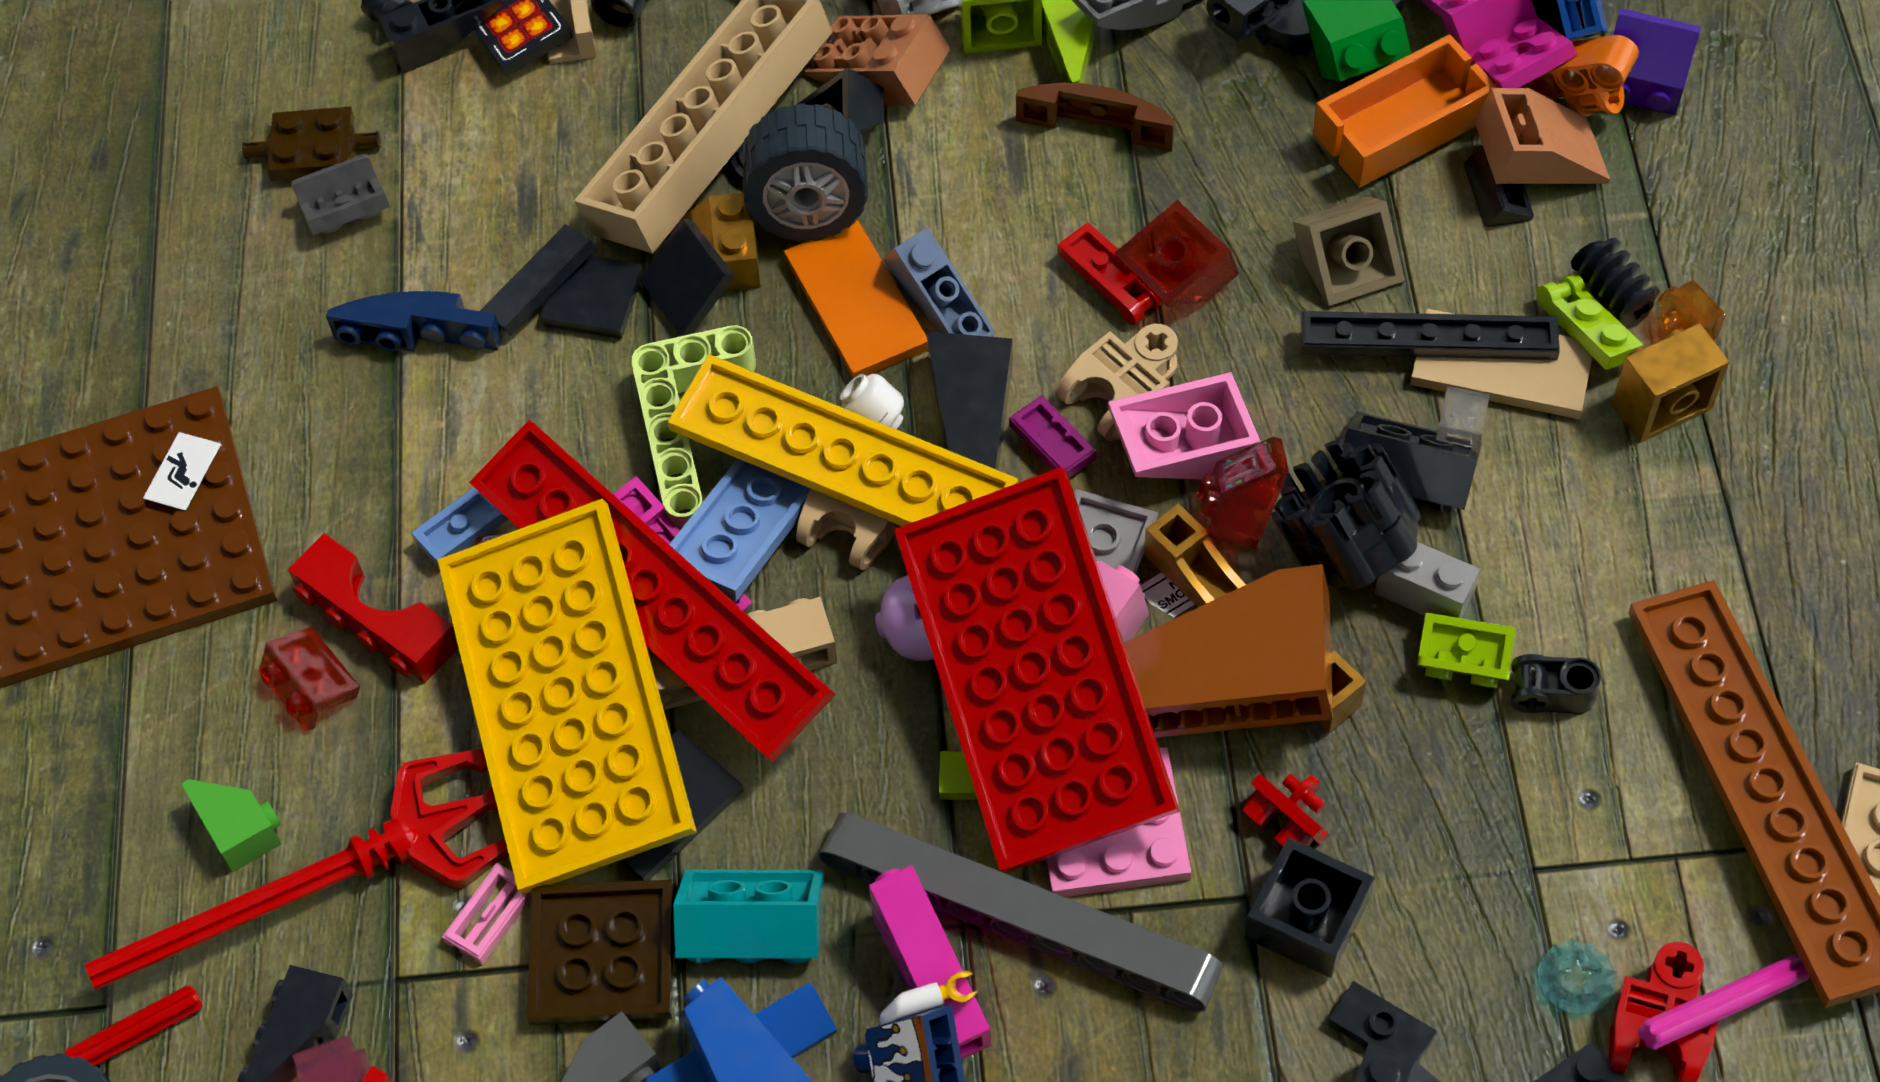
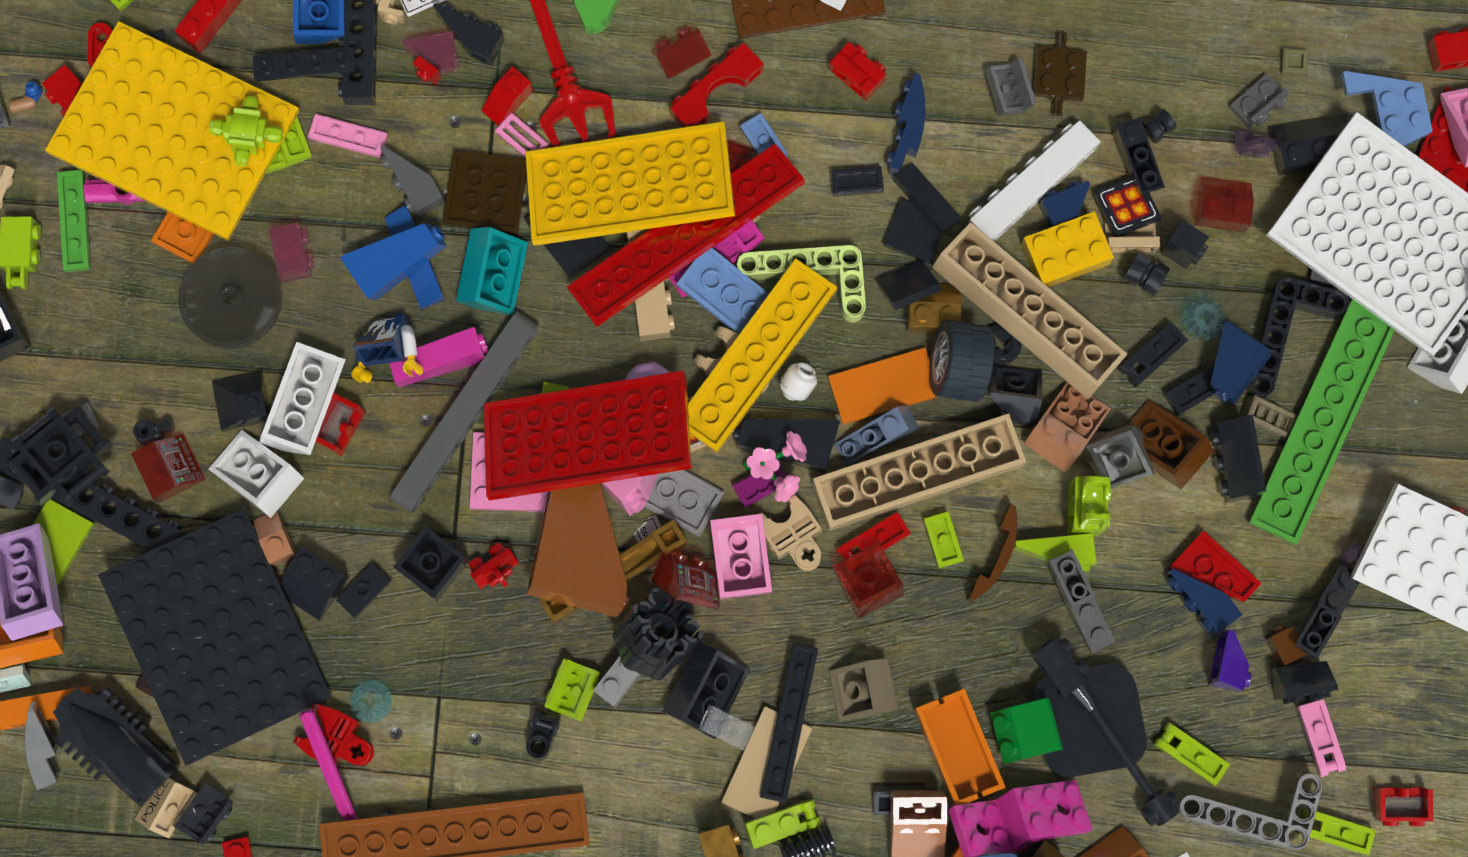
camera: 95 degrees right, 20 degrees up
(326, 406) = (858, 70): none -> red brick
(413, 945) = (507, 96): none -> red slope
(492, 145) = (1035, 181): none -> white brick
(517, 382) = (857, 181): none -> black plate
(530, 103) = (1064, 205): none -> dark blue slope
(598, 86) = (1067, 250): none -> yellow brick
(992, 224) = (918, 472): none -> tan brick
(1023, 399) = (764, 462): none -> bright pink plant
(1087, 184) = (943, 540): none -> lime plate

